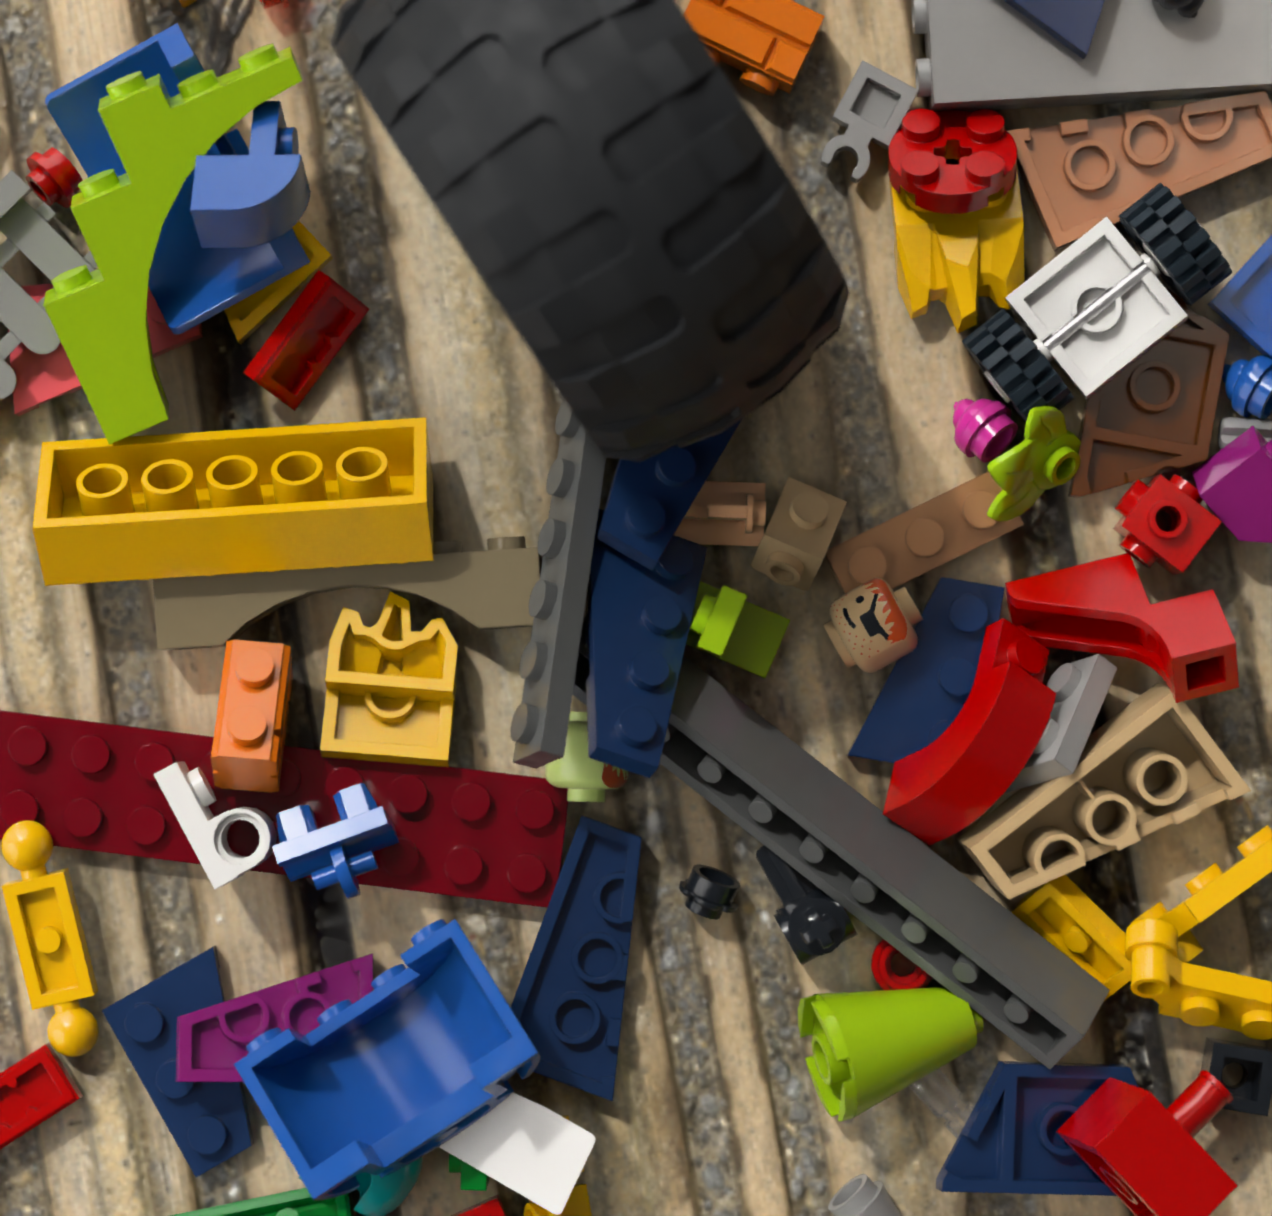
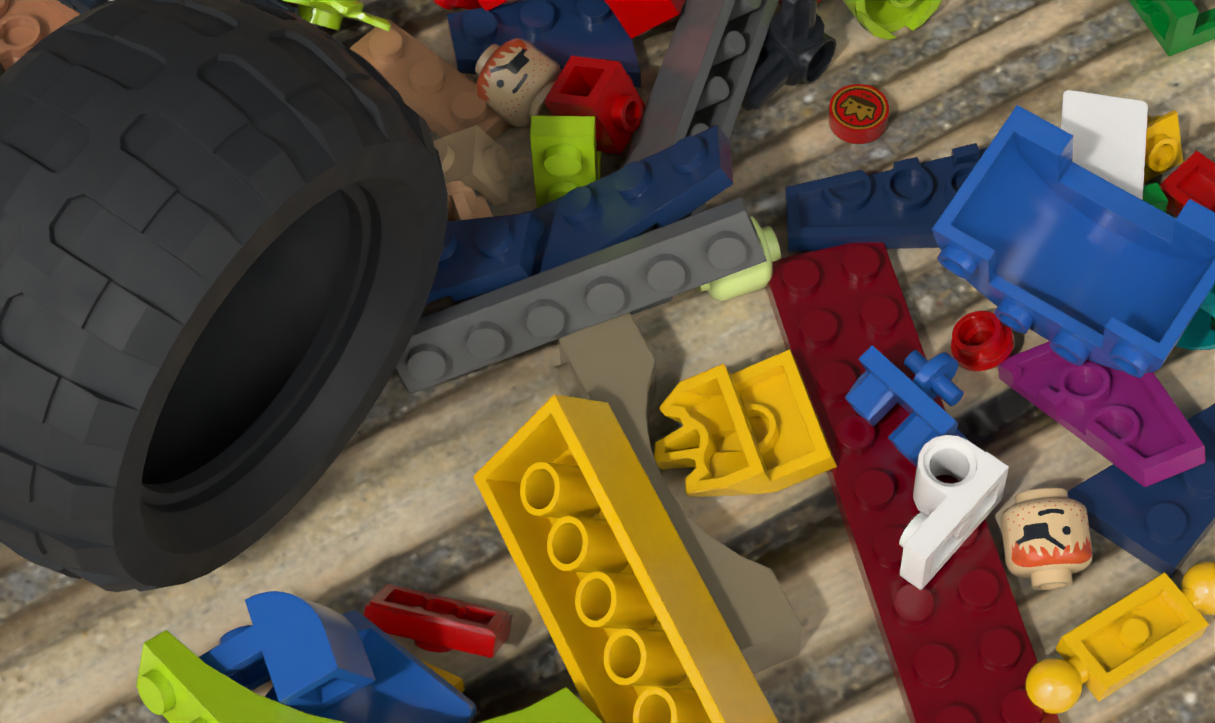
camera: 110 degrees left, 30 degrees down
(170, 909) = (1046, 538): none -> tan head
(252, 716) = (826, 517): orange brick -> none
(391, 930) = (981, 341): none -> red plate
(710, 892) = (807, 130): black plate -> none
(716, 954) = (858, 113): none -> tile
(804, 688) = (602, 91): none -> red brick

